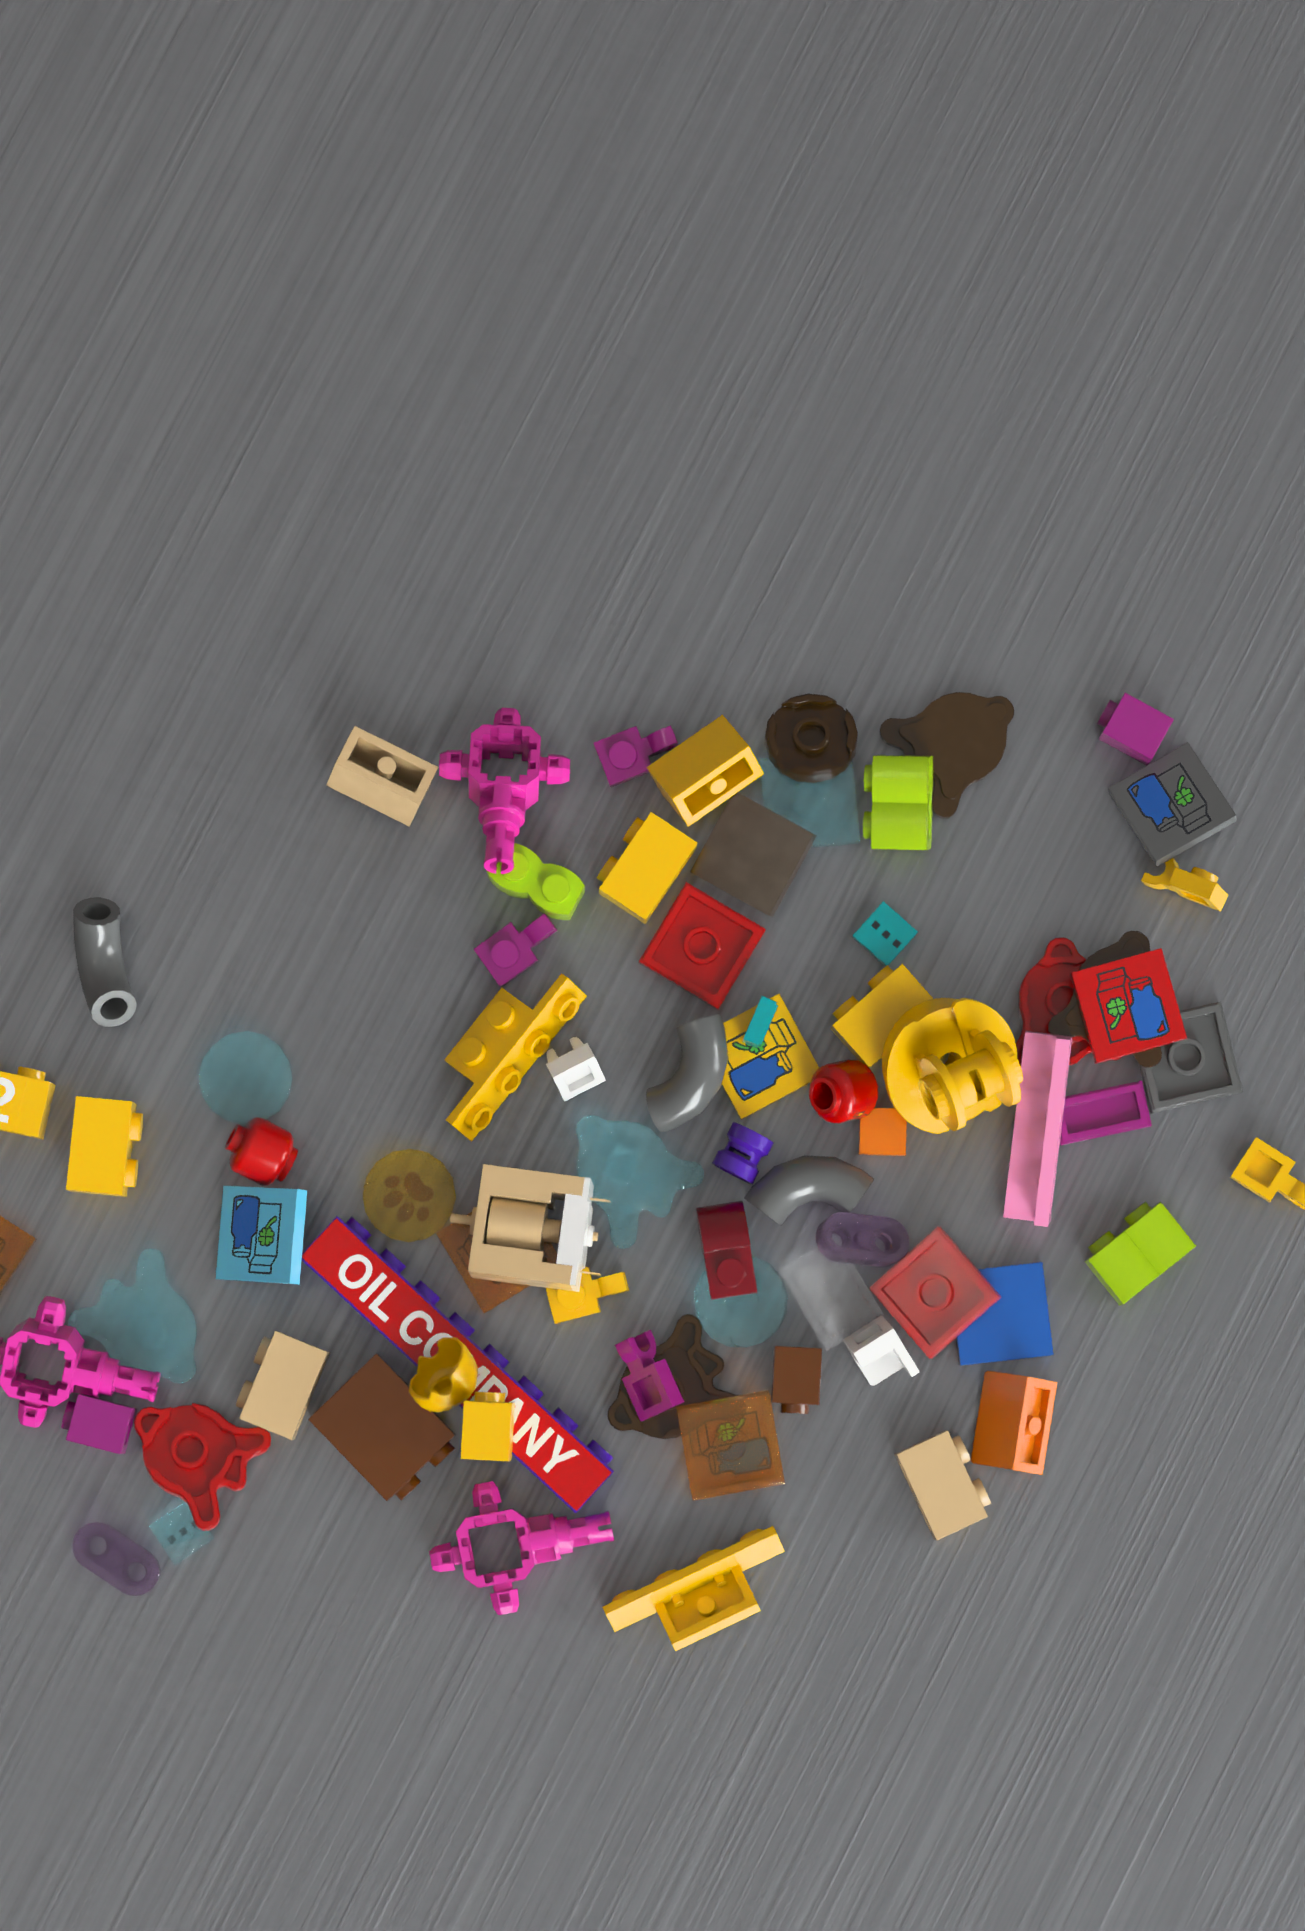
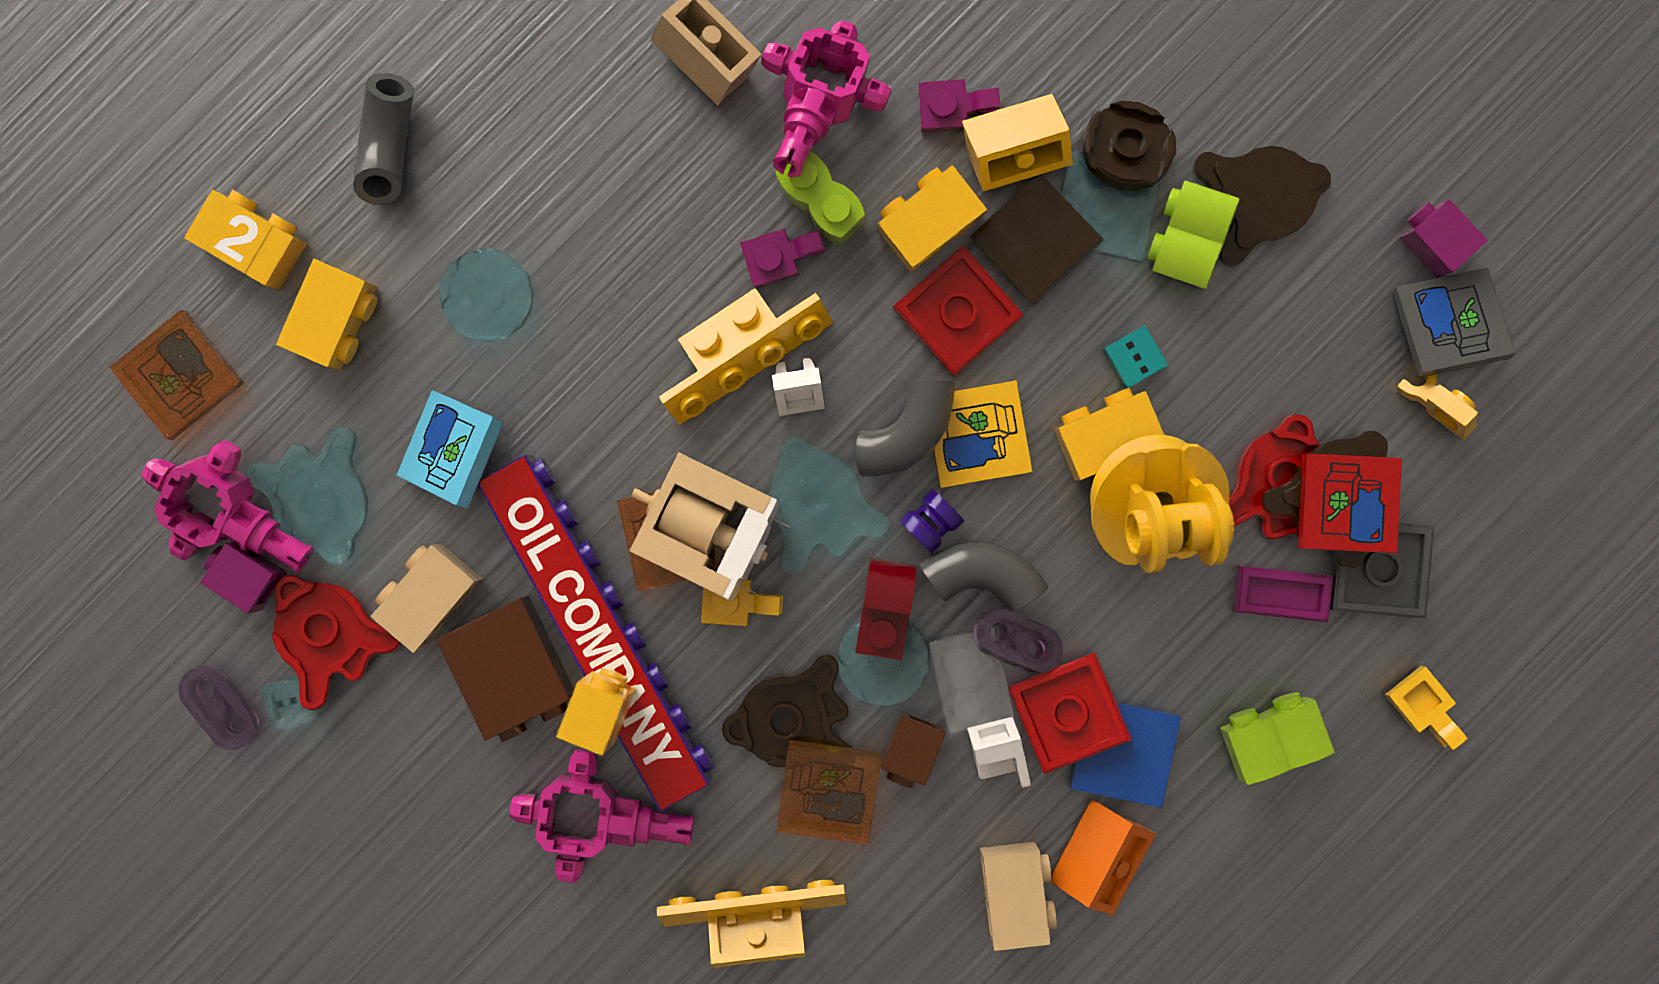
camera: 20 degrees right, 5 degrees up
(261, 1151) = (476, 369): red head -> none
(409, 1195) = (604, 456): clear yellow tile -> none
(445, 1377) = (573, 645): yellow hair -> none
(650, 1382) = (770, 711): magenta plate -> none
(760, 1022) = (990, 402): teal tile -> none
(843, 1091) = (1047, 494): red head -> none
(882, 1133) = (1069, 543): orange tile -> none
(1037, 1128) = (1222, 593): bright pink fence -> none

